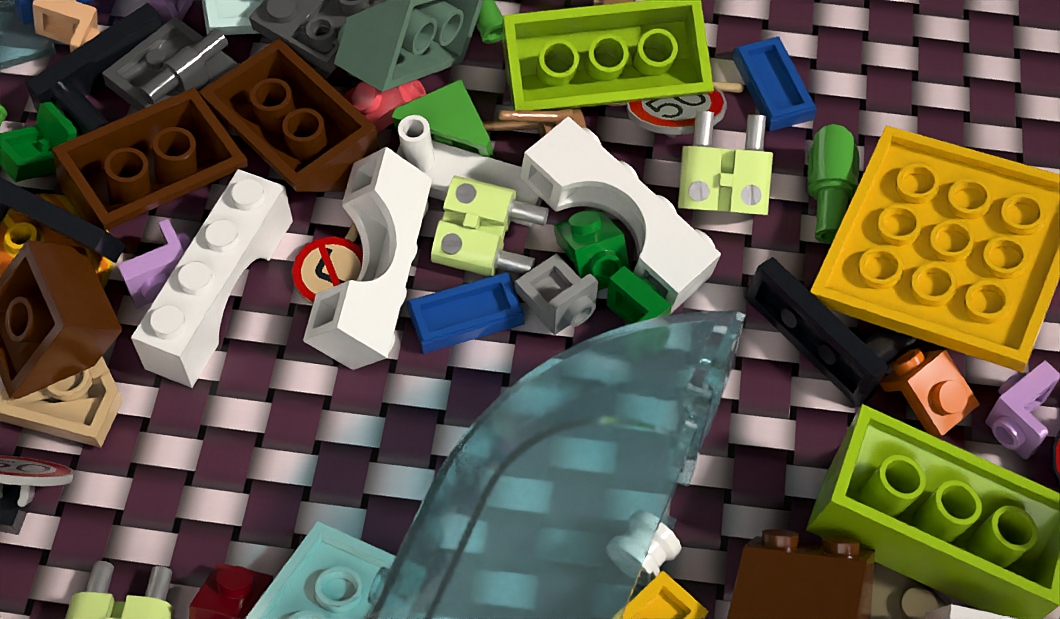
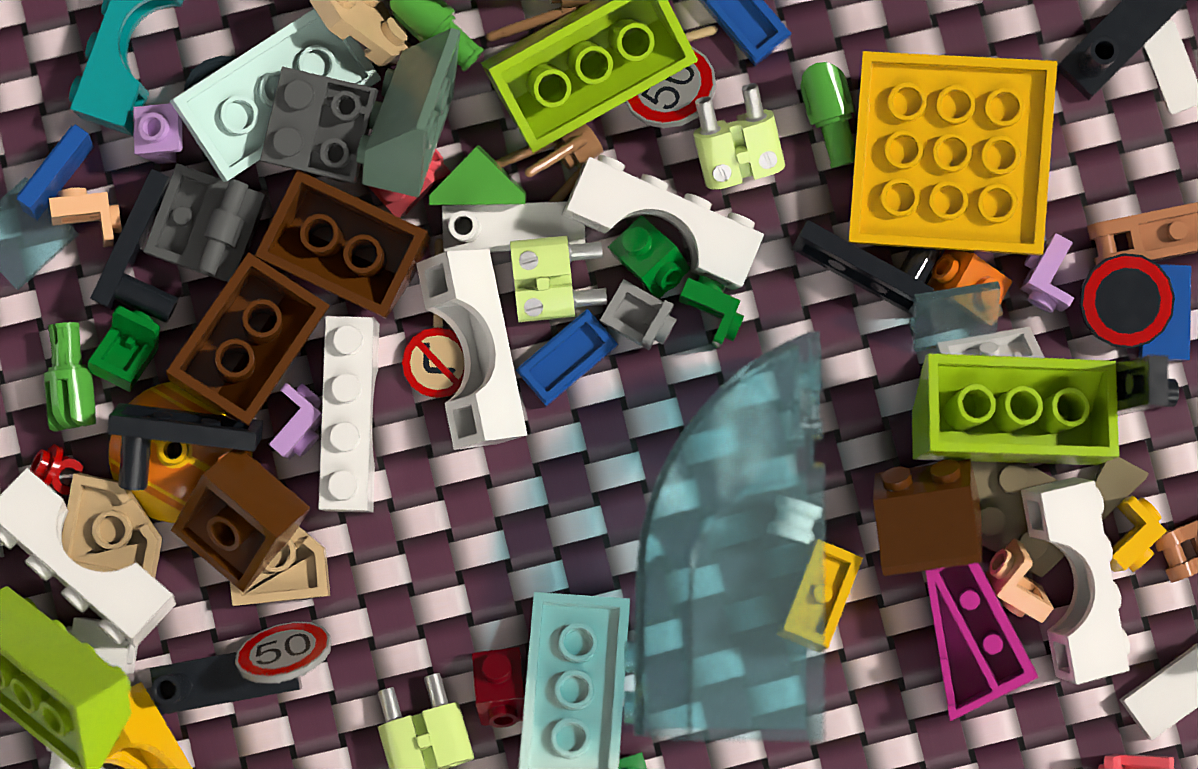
camera: 20 degrees left, 25 degrees up
(910, 394) = (955, 314): none -> clear light blue piece

